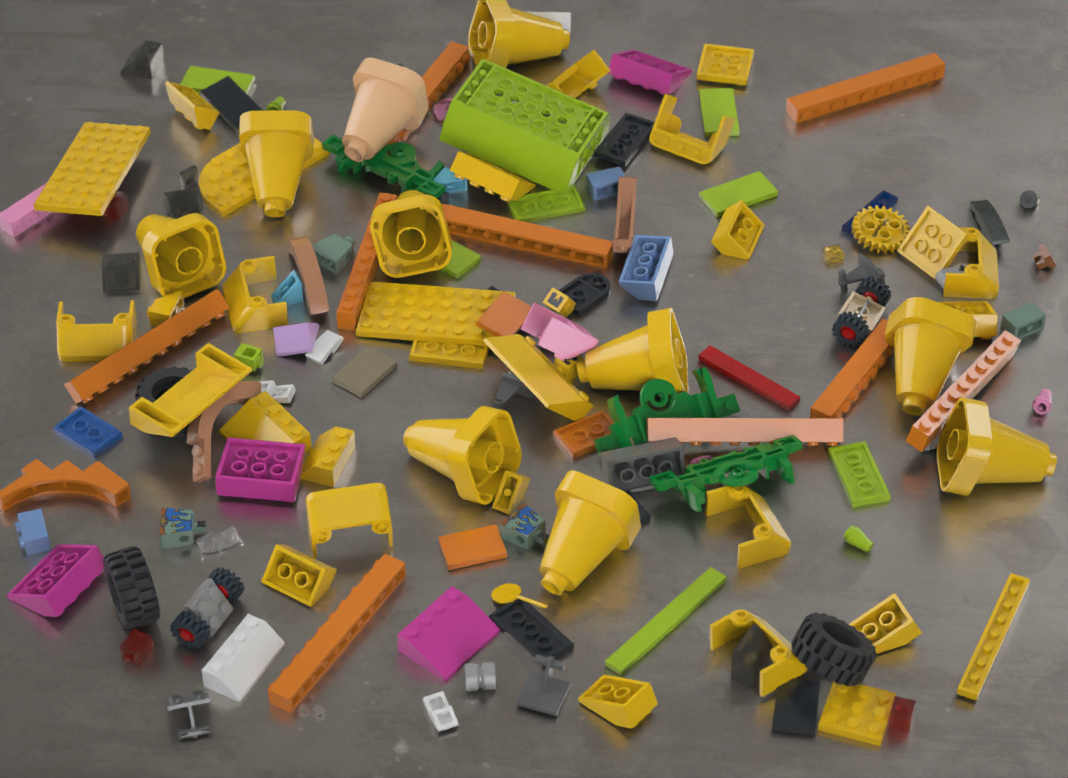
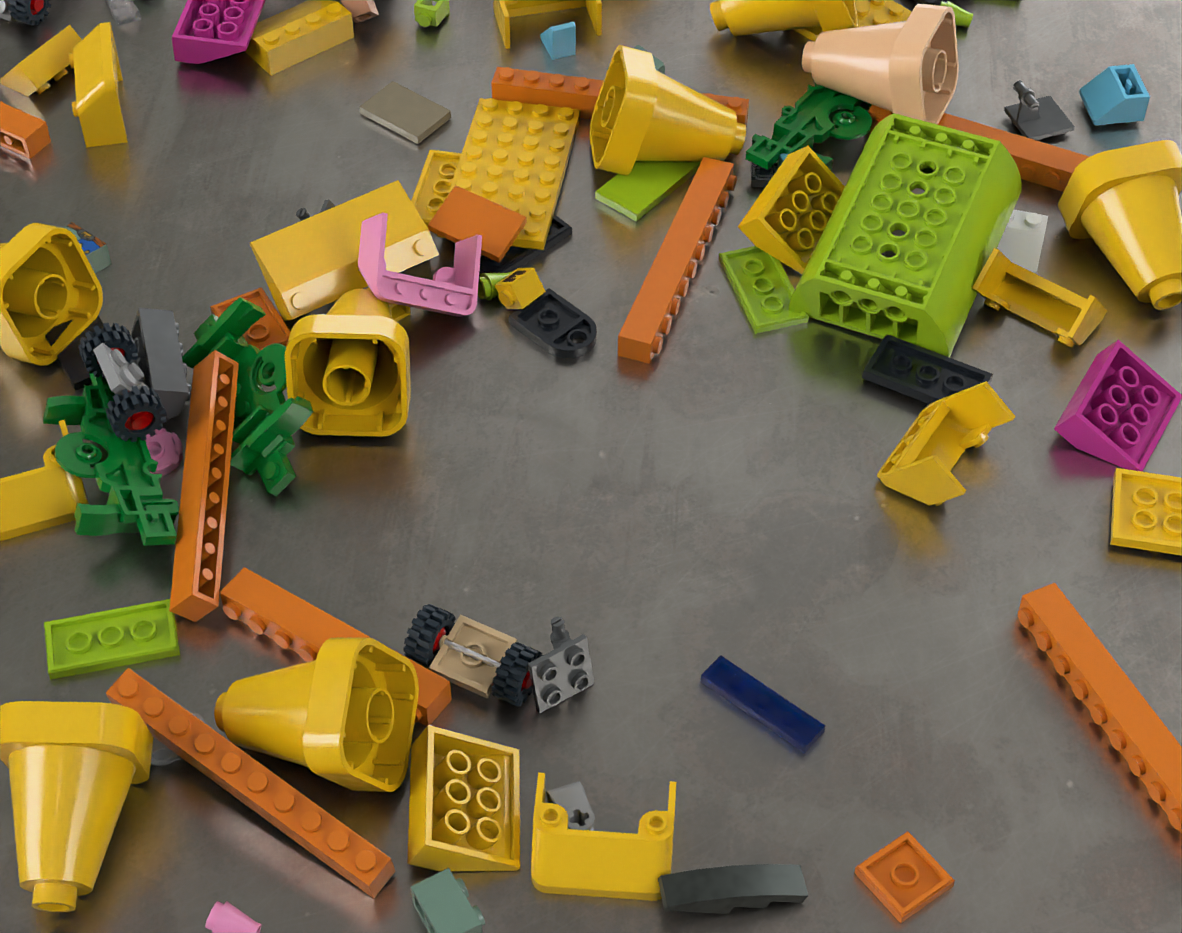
camera: 90 degrees right, 5 degrees up
(280, 393) = (374, 36): white slope -> none
(295, 338) = (468, 44): lavender slope -> none
(310, 274) = (580, 31): nougat arch -> none
(323, 346) = (456, 74): white slope -> none
(329, 456) = (241, 83): yellow slope -> none
(374, 41) = (1116, 96): none -> medium azure slope
(468, 450) = (184, 180): yellow cone -> none
(472, 547) = (59, 204): orange tile -> none
(511, 491) = (147, 242): yellow slope -> none
(603, 183) = (809, 349): medium blue brick -> none
(625, 214) = (706, 368): nougat arch -> none
(647, 266) = (596, 385): medium blue slope -> none
(707, 443) = (136, 407): none -> black plate
(716, 104) = (1025, 502): lime tile -> none
(738, 231) = (693, 508): yellow slope -> none
(749, 189) = (803, 519): lime tile -> none
(749, 378) = (346, 511): red tile -> none
(833, 253) = (649, 640): clear yellow tile -> none
(871, 221) = (705, 708): yellow gear -> none
(932, 242) = (645, 770): yellow plate -> none
(968, 170) = (904, 877): none -> orange tile

